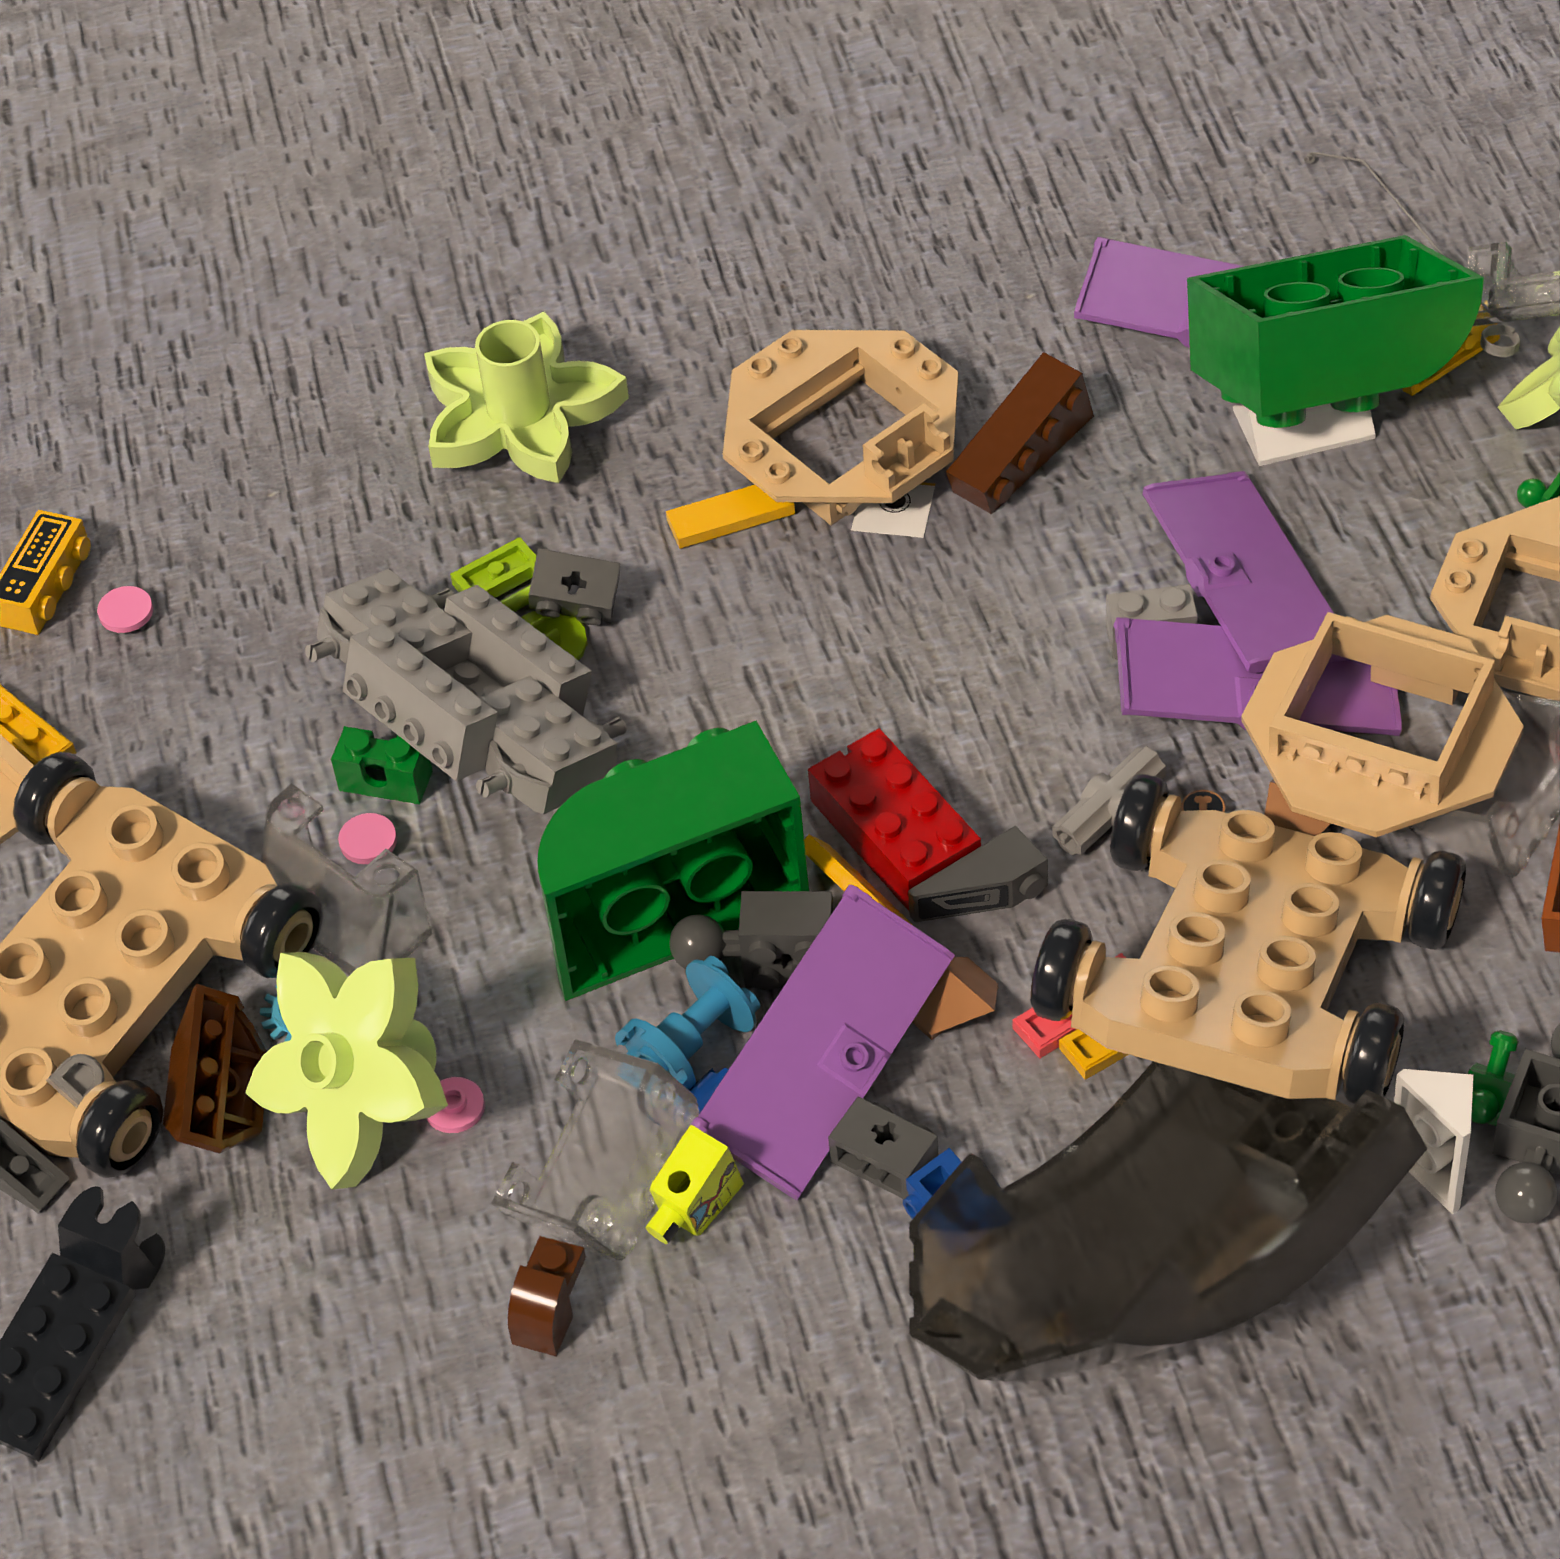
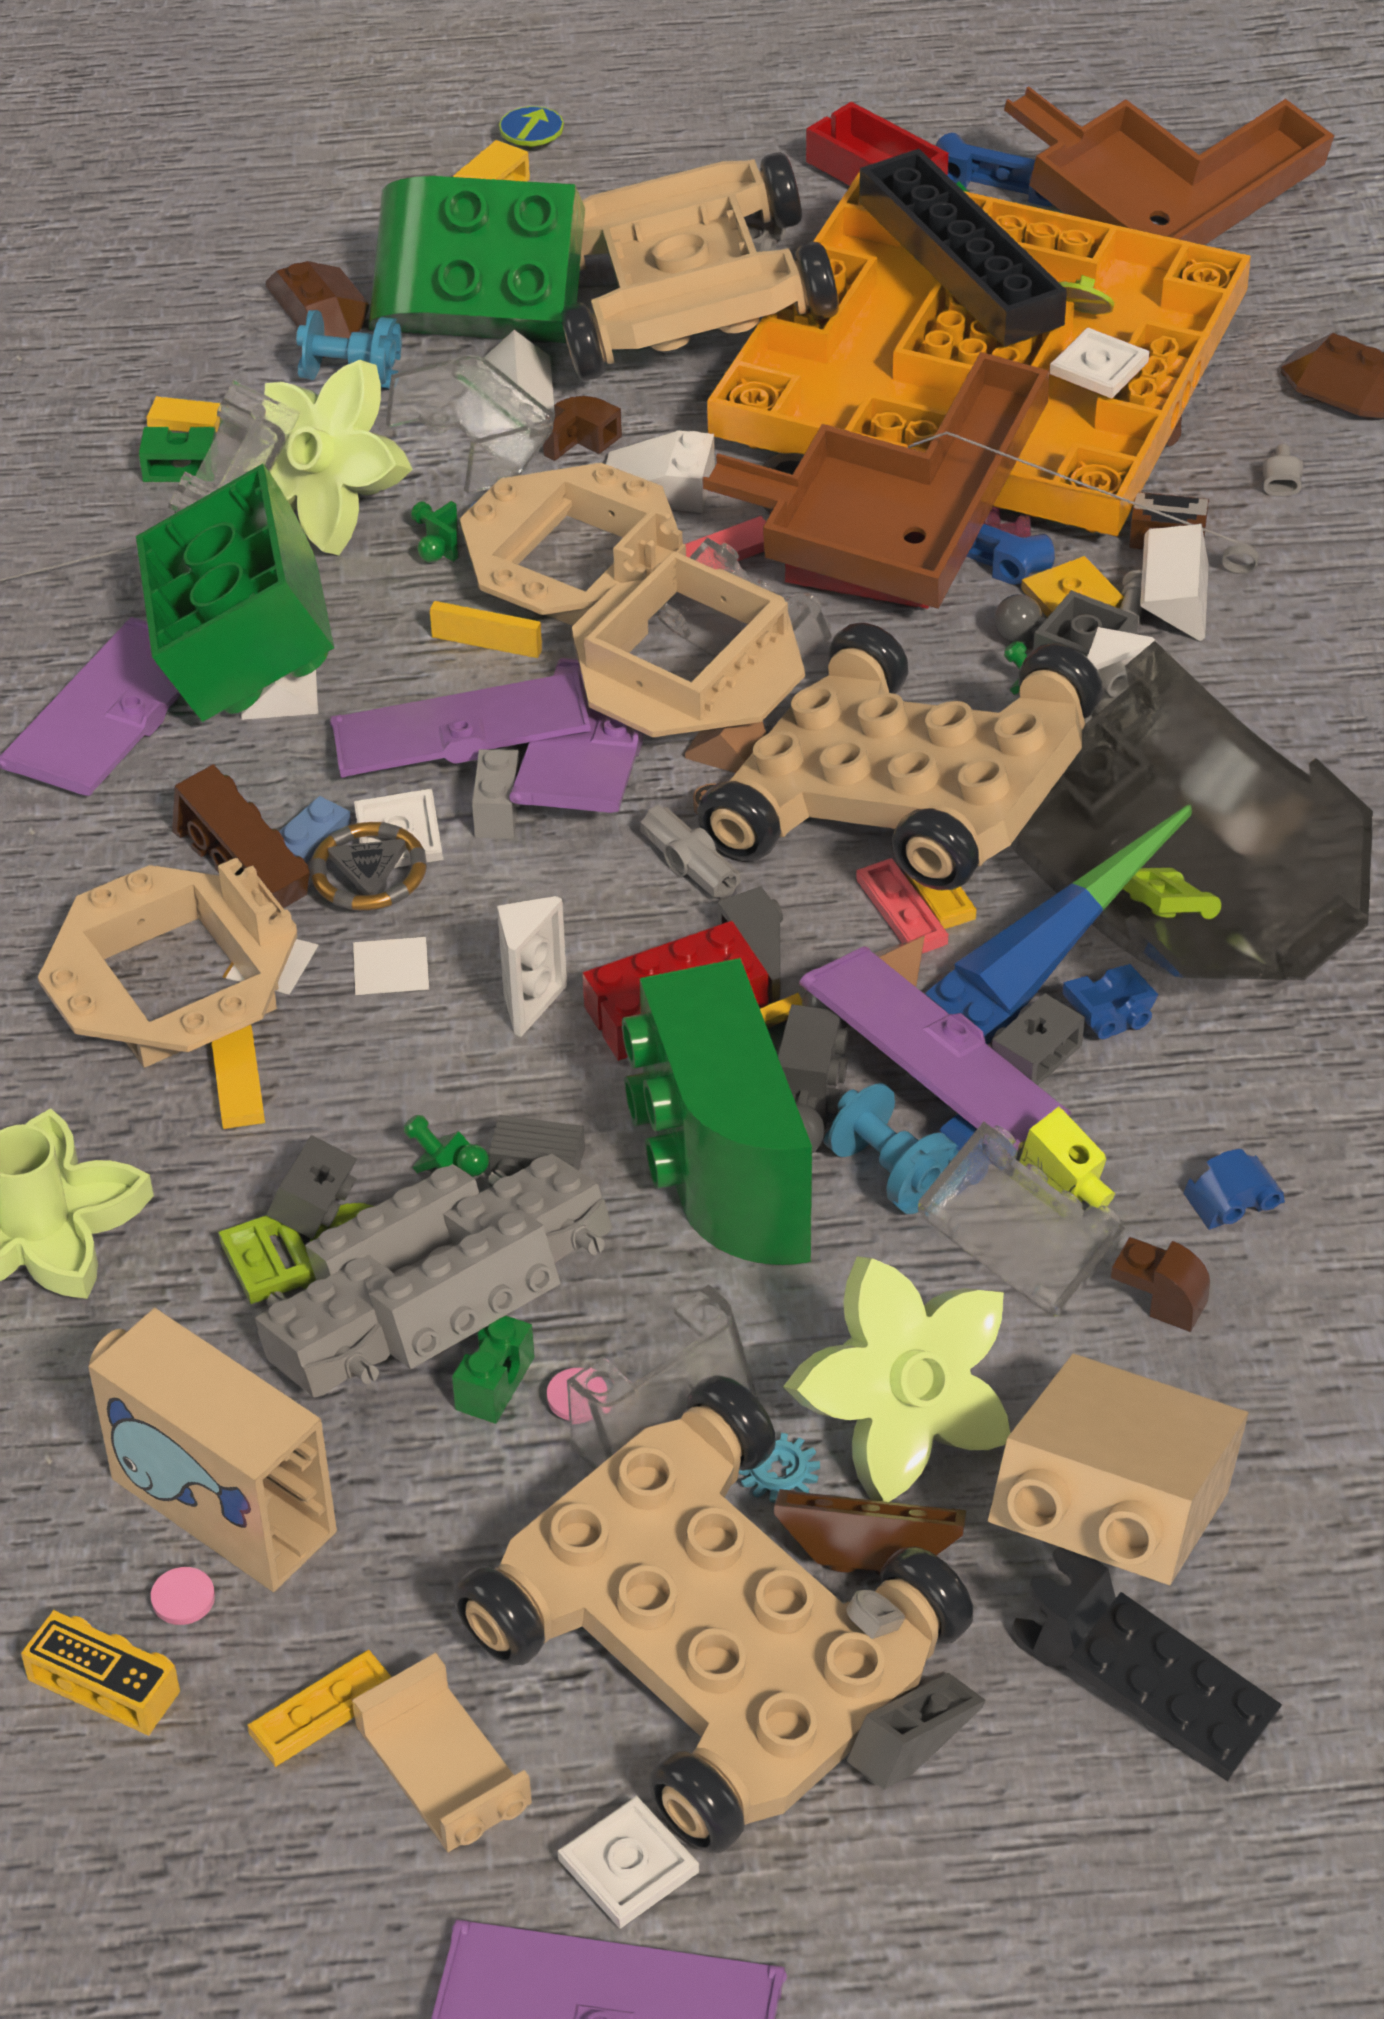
camera: 85 degrees left, 5 degrees down
(217, 563) = (213, 1447): none -> tan brick
(239, 1248) = (1118, 1468): none -> tan brick
(642, 686) = (445, 1150): none -> green piece
(656, 731) = (523, 1140): none -> dark grey brick
(707, 1363) = (1231, 1187): none -> blue cylinder
(867, 675) = (531, 958): none -> white slope
(905, 597) = (390, 966): none -> white sticker
(981, 1103) = (1010, 968): none -> blue plate
(1014, 541) = (368, 865): none -> piece
(1074, 494) = (313, 825): none -> medium blue plate
(1084, 558) = (409, 810): none -> white plate
(1110, 1219) = (1170, 894): none -> lime plate
(1414, 563) = (486, 629): none -> yellow tile

